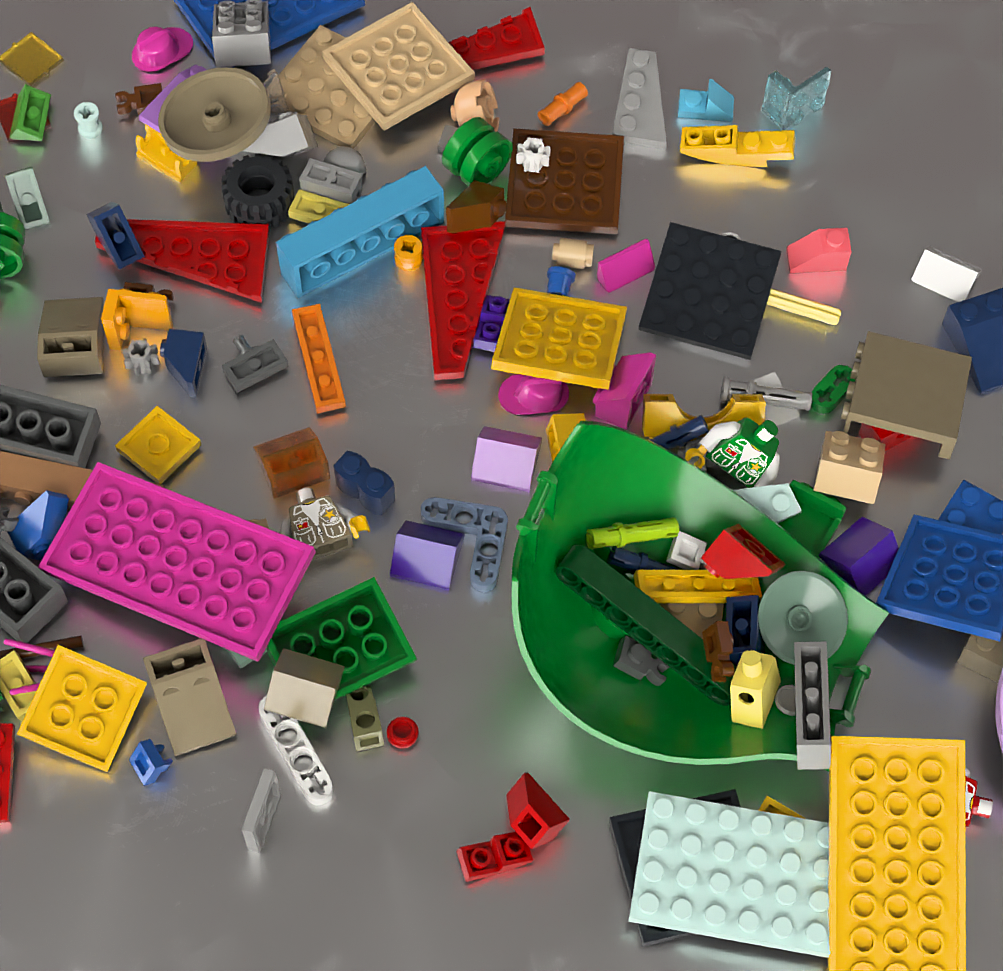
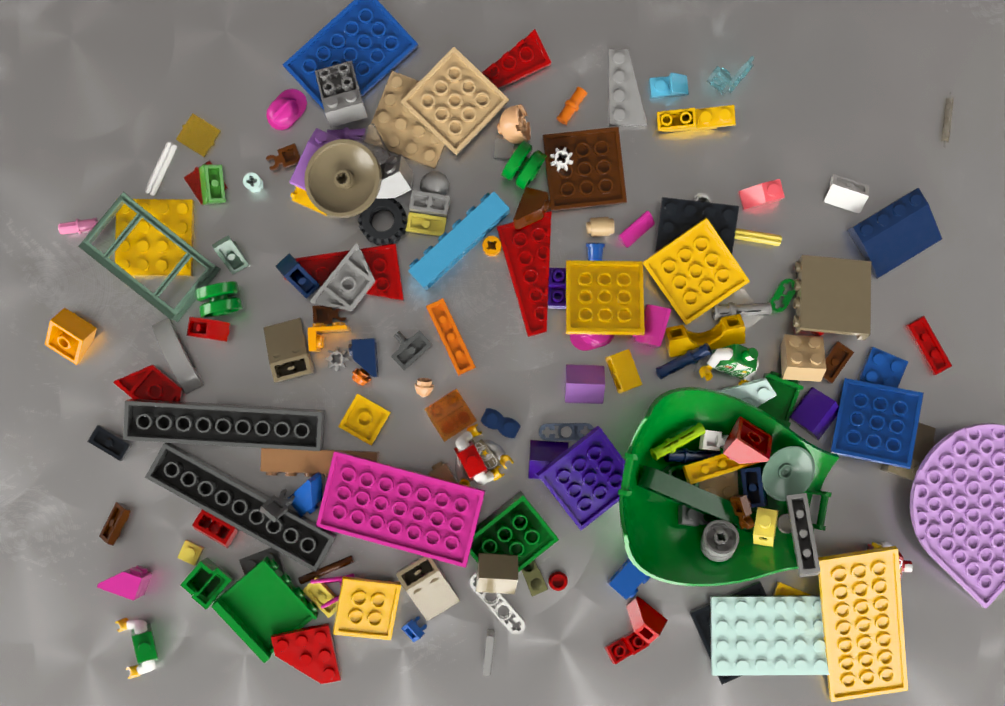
camera: 10 degrees left, 25 degrees up
(169, 386) = (361, 376): none -> orange plate
(181, 257) = (346, 283): none -> light grey wing
(260, 416) = (424, 386): none -> light nougat plate
(308, 514) = (472, 460): none -> torso
(469, 575) = (586, 477): none -> dark purple plate
(521, 743) = (627, 580): none -> blue brick
(675, 696) = (719, 540): none -> light grey wheel
(703, 325) = (696, 271): none -> yellow plate
(901, 490) = (836, 360): none -> reddish brown plate

